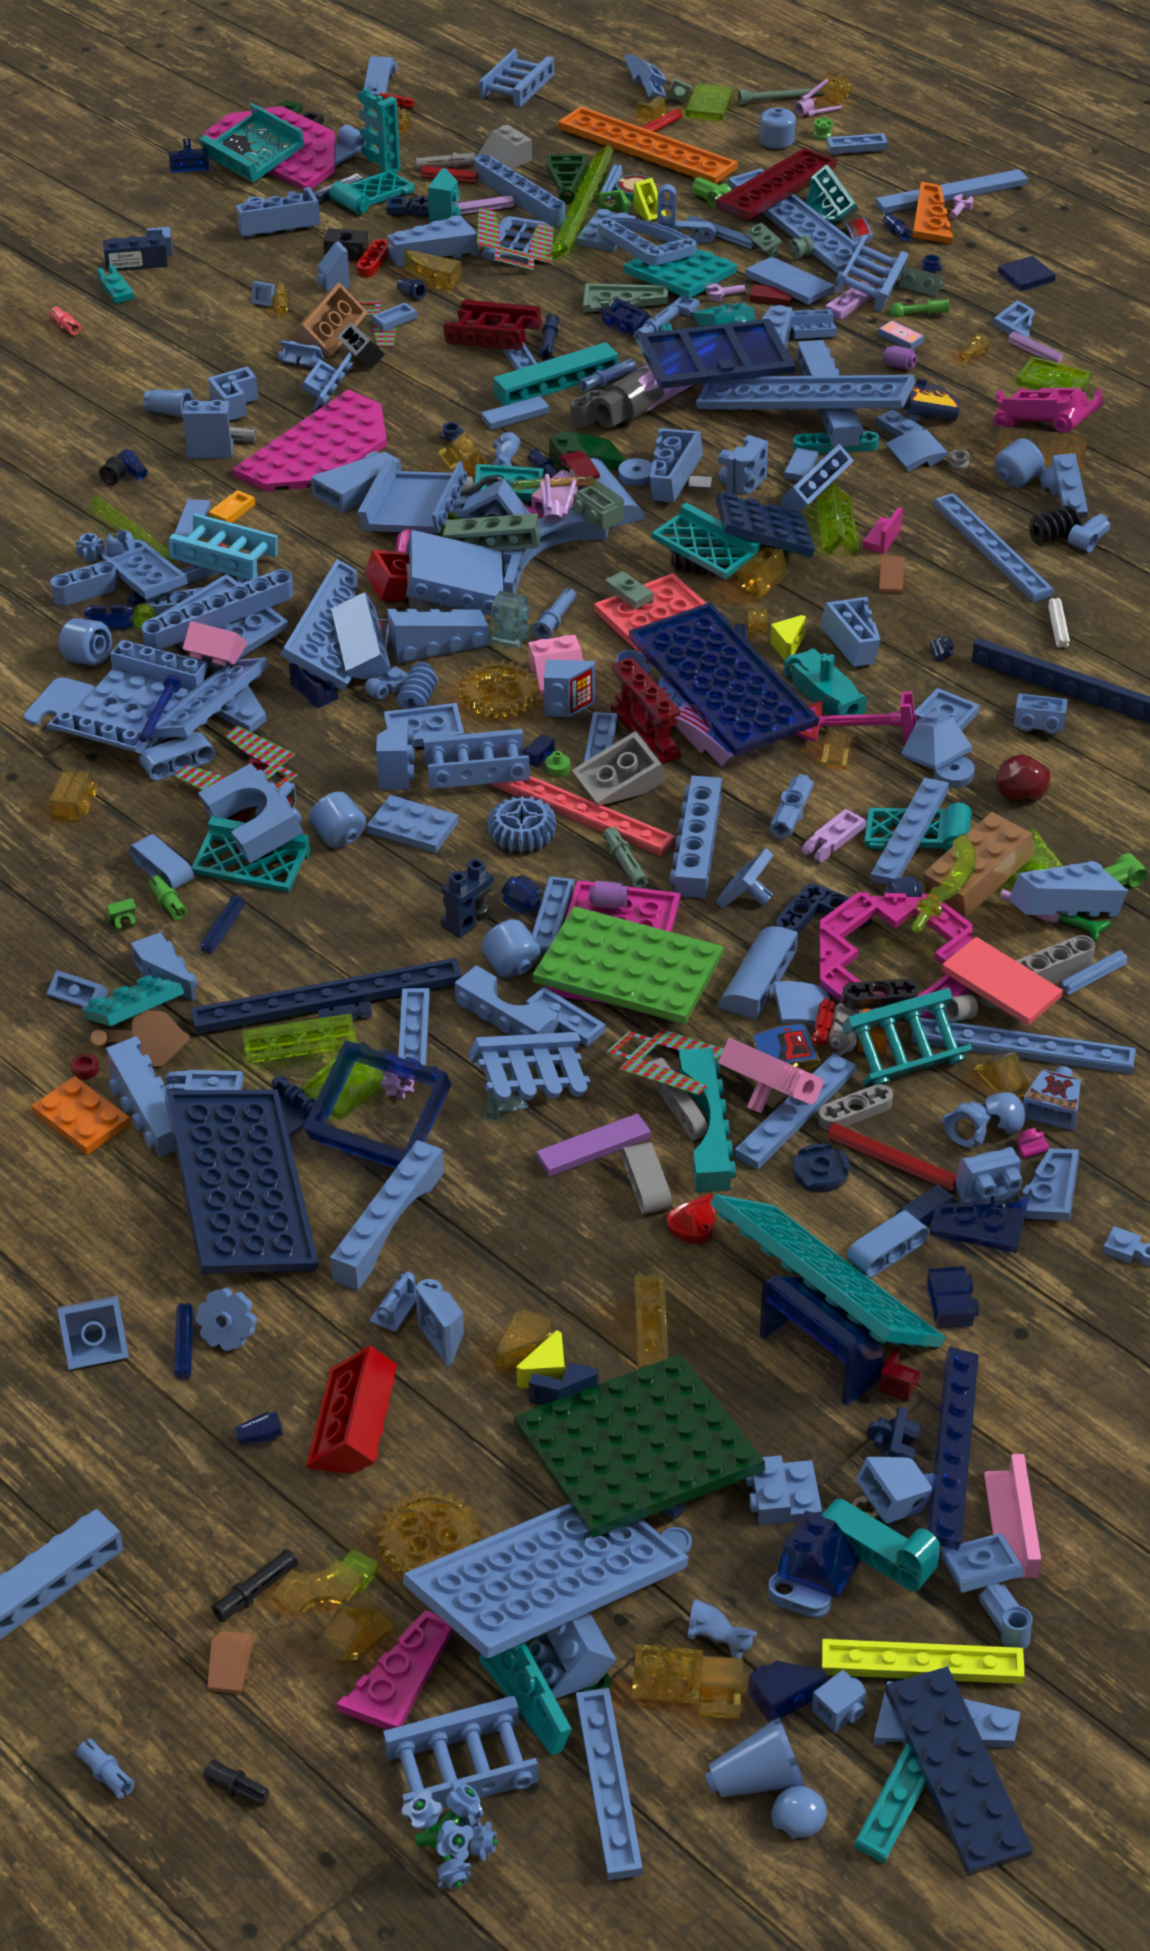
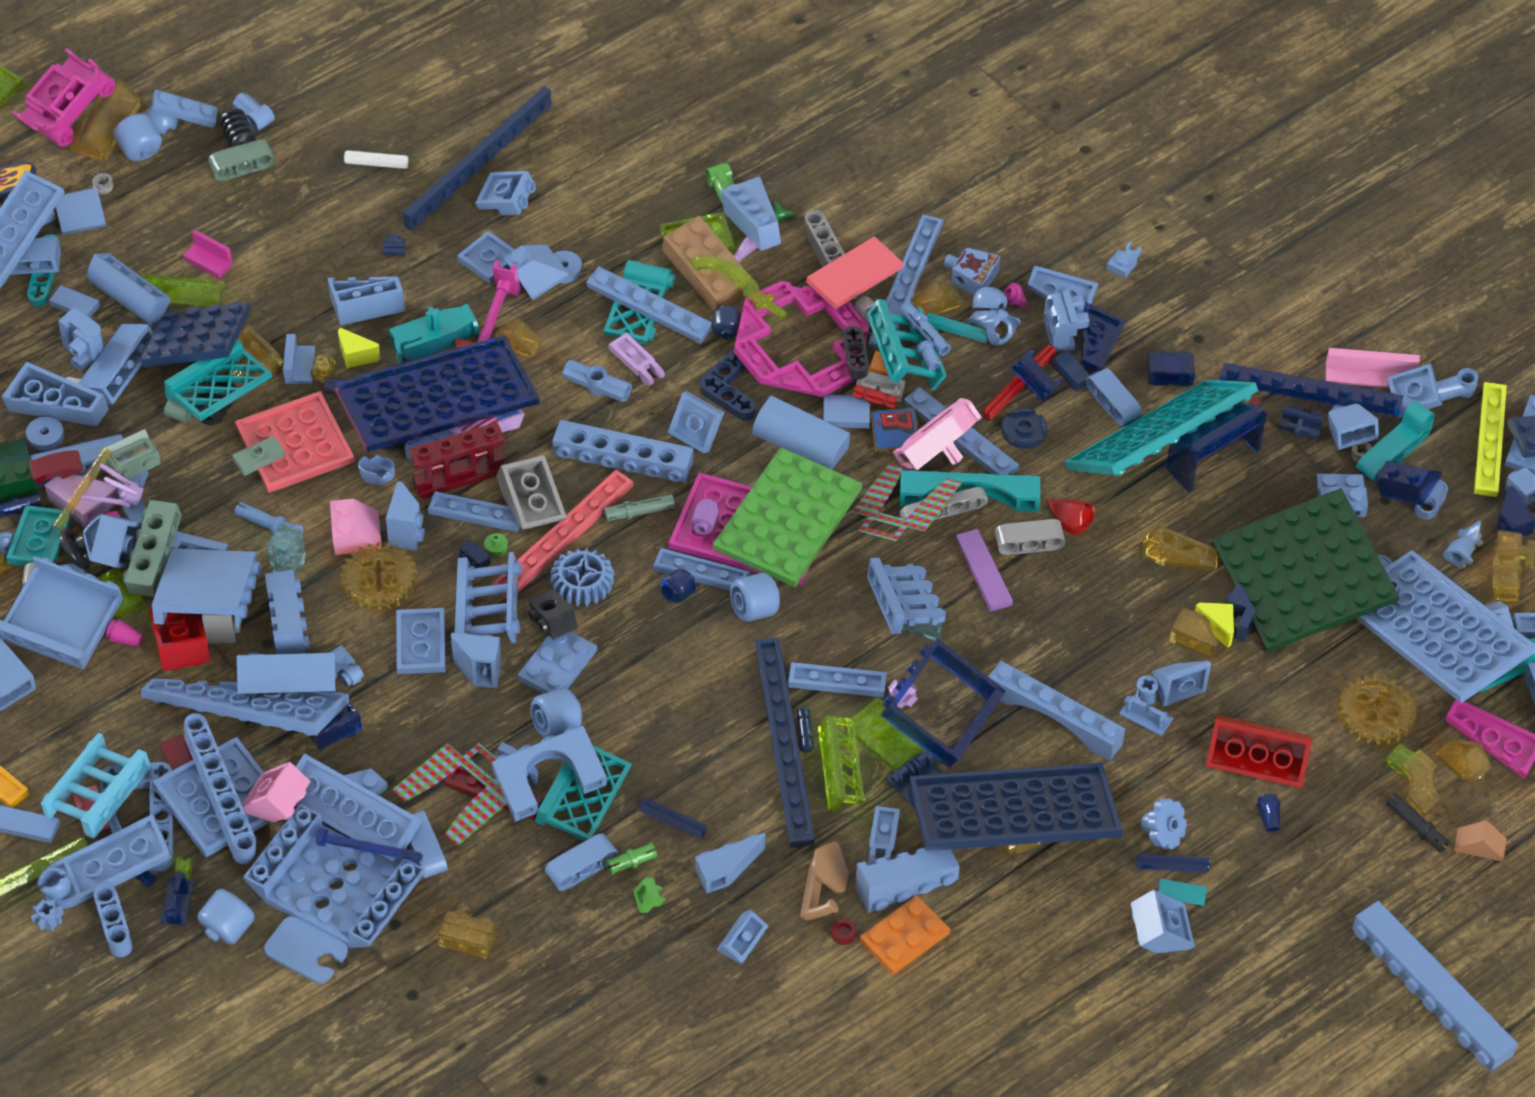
camera: 85 degrees left, 10 degrees up
(132, 1000) = (785, 881): teal plate -> none
(147, 1356) = (1183, 891): none -> teal sticker
(417, 686) = (367, 640): medium blue piece -> none
(462, 802) = (552, 614): none -> black brick
(465, 898) = (694, 619): dark blue hips -> none
(479, 995) = (801, 627): medium blue arch -> none
(570, 1017) = (835, 571): medium blue plate -> none
(704, 491) = (118, 361): none -> medium blue brick
(770, 597) = (297, 362): none -> medium blue panel
(838, 1111) = (963, 387): light grey beam -> none
(890, 1053) = (926, 350): none -> medium blue pin
(891, 574) = (272, 261): nougat slope -> none
(897, 1161) = (1035, 376): none -> clear blue hinge
(939, 1041) = (920, 323): none -> medium blue pin
(963, 1087) = (957, 328): none -> teal axle
(993, 547) = (247, 185): medium blue tile -> none
(1020, 534) = (241, 160): none -> sand green beam
(1022, 778) = (597, 219): dark red piece -> none
(1093, 972) = (838, 230): medium blue axle -> none

